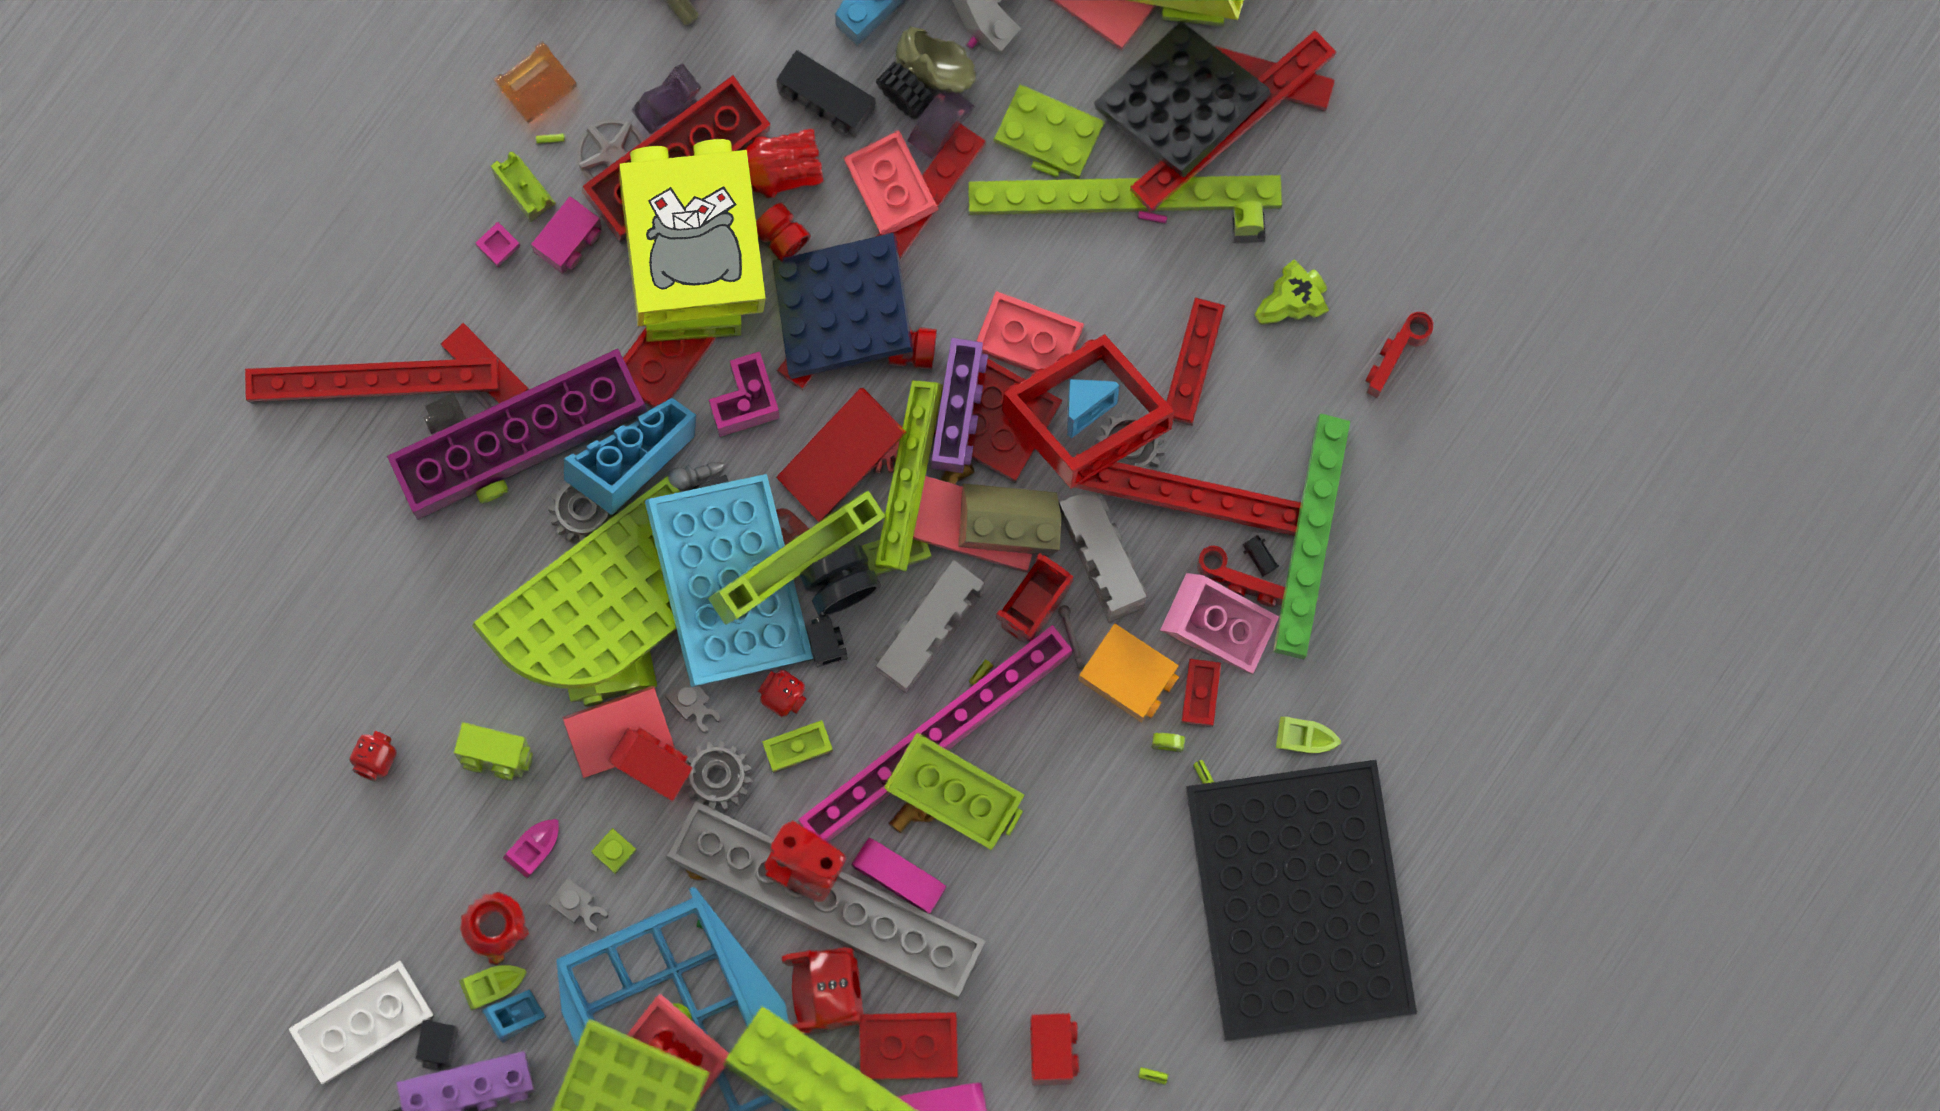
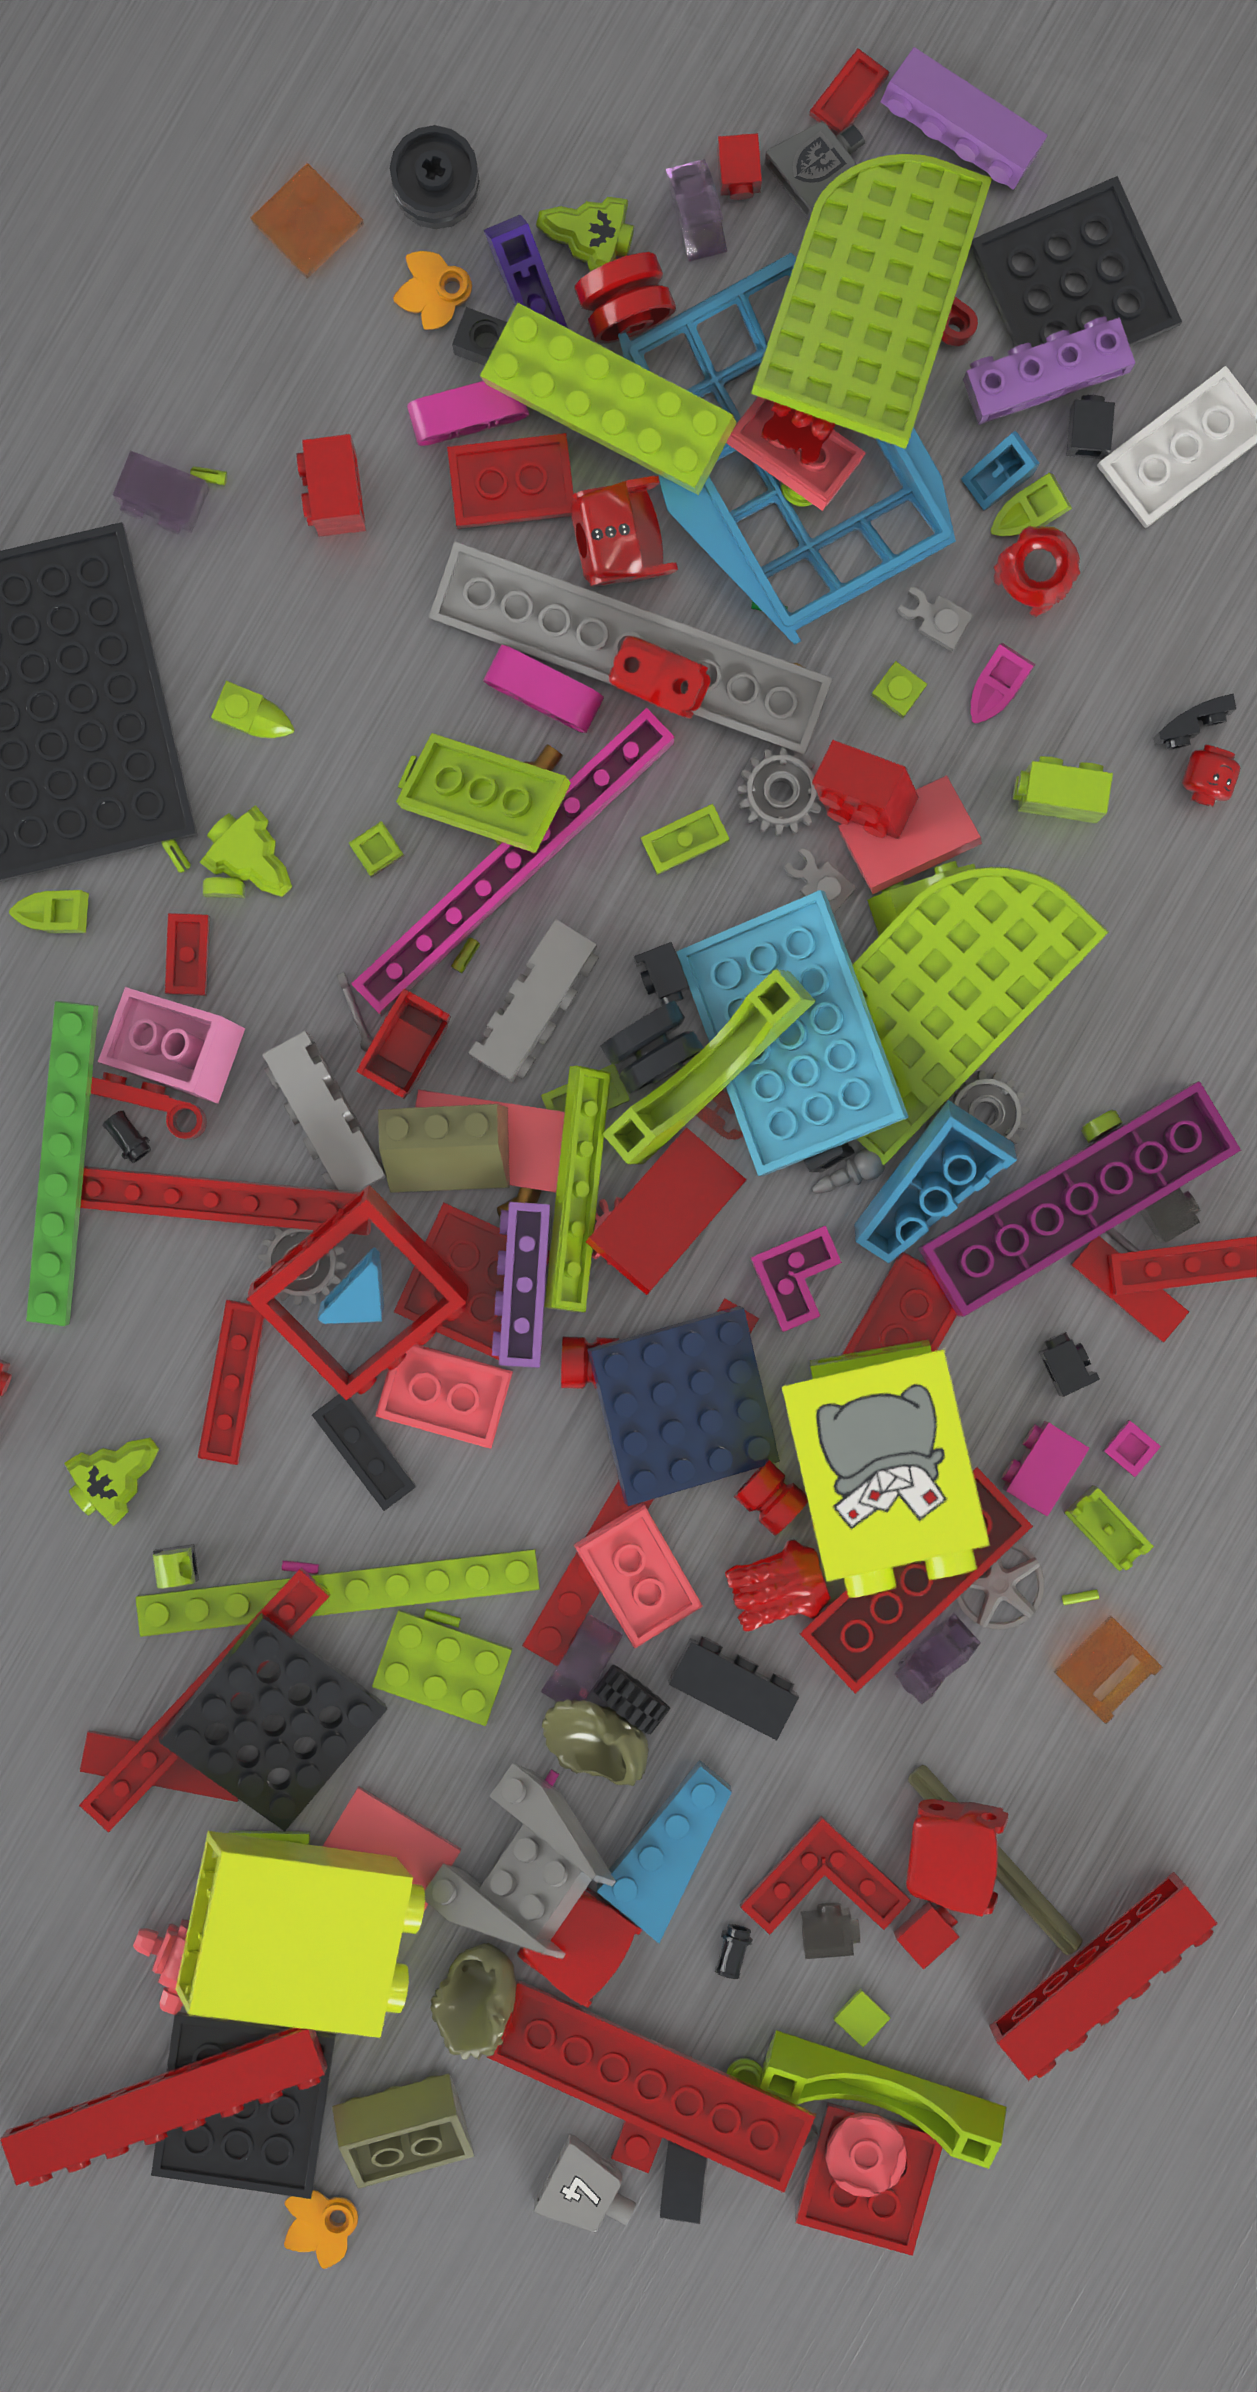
camera: 175 degrees right, 10 degrees up
(390, 798) = (1185, 726): none -> black slope
(540, 311) = (1067, 1364): none -> black brick
(782, 693) = (710, 902): red head -> none
(1044, 763) = (376, 849): none -> lime tile
(1094, 297) = (364, 1451): none -> black plate
(1129, 673) = (278, 968): light orange brick -> none
(1134, 881) = (250, 713): none -> lime plate
(1146, 768) = (247, 852): none -> lime rock
(1192, 1062) = (160, 493): none -> clear purple brick

